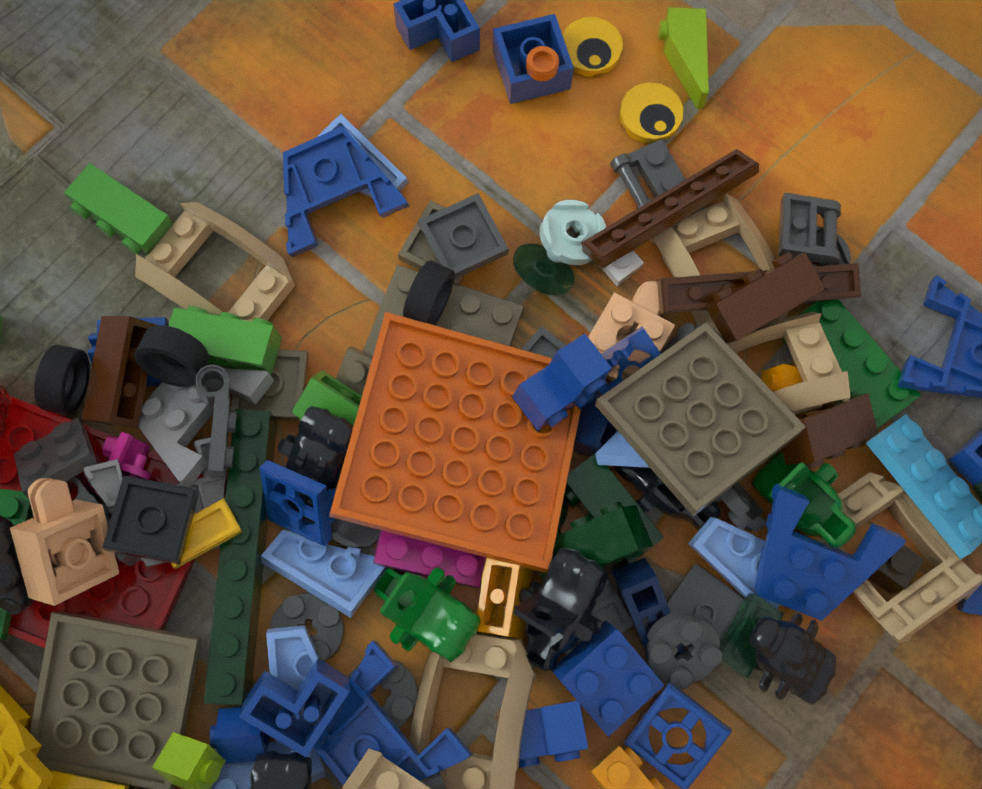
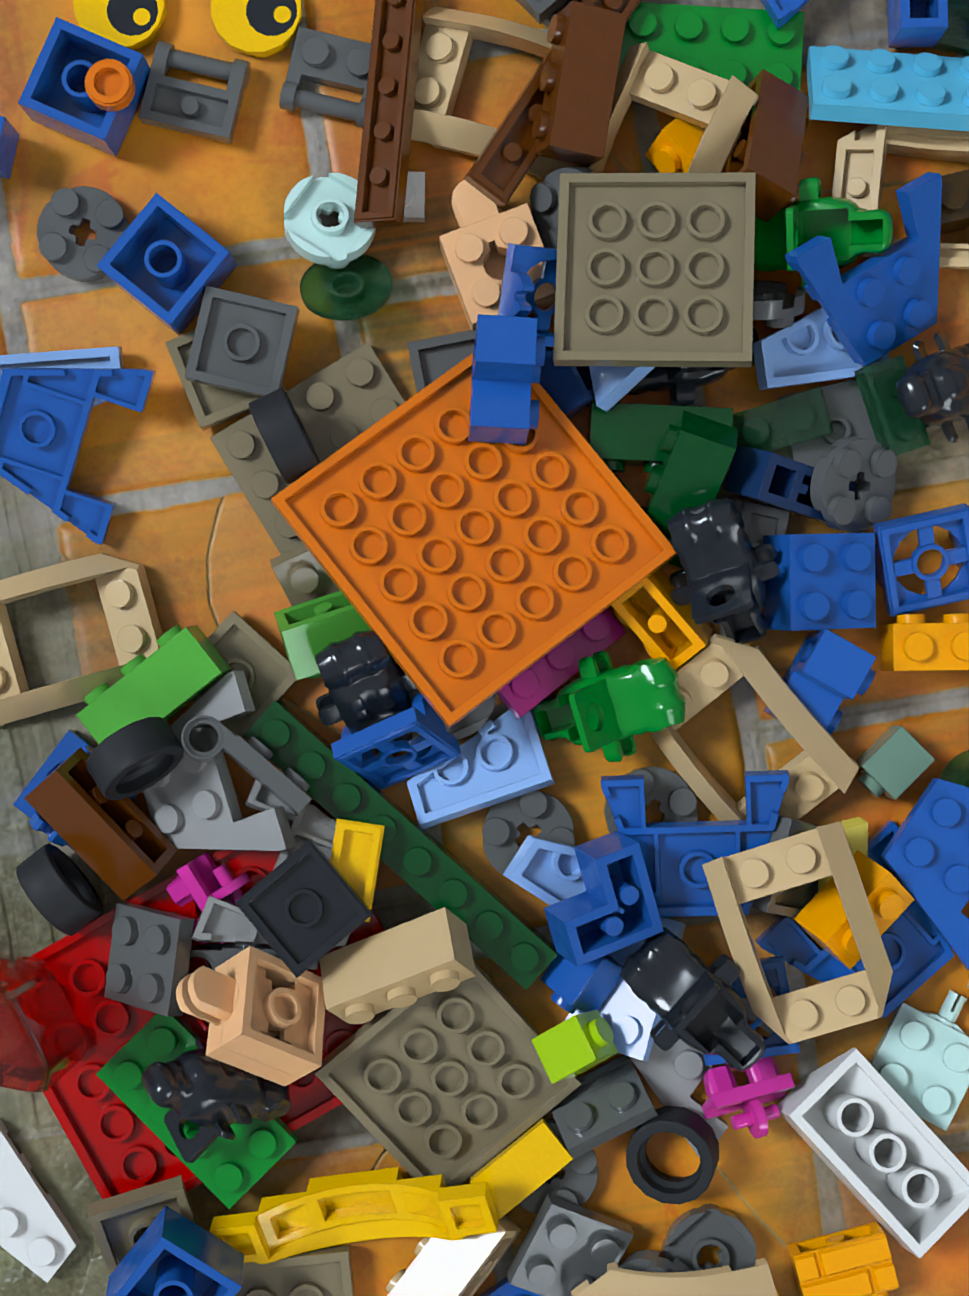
camera: 45 degrees left, 15 degrees up
(157, 607) = (397, 967): none -> tan brick
(454, 102) = (69, 211): none -> dark grey plate
(473, 164) = (167, 263): none -> blue brick
(570, 118) = (189, 105): none -> dark grey plate
(684, 577) = (784, 422): none -> clear green plate

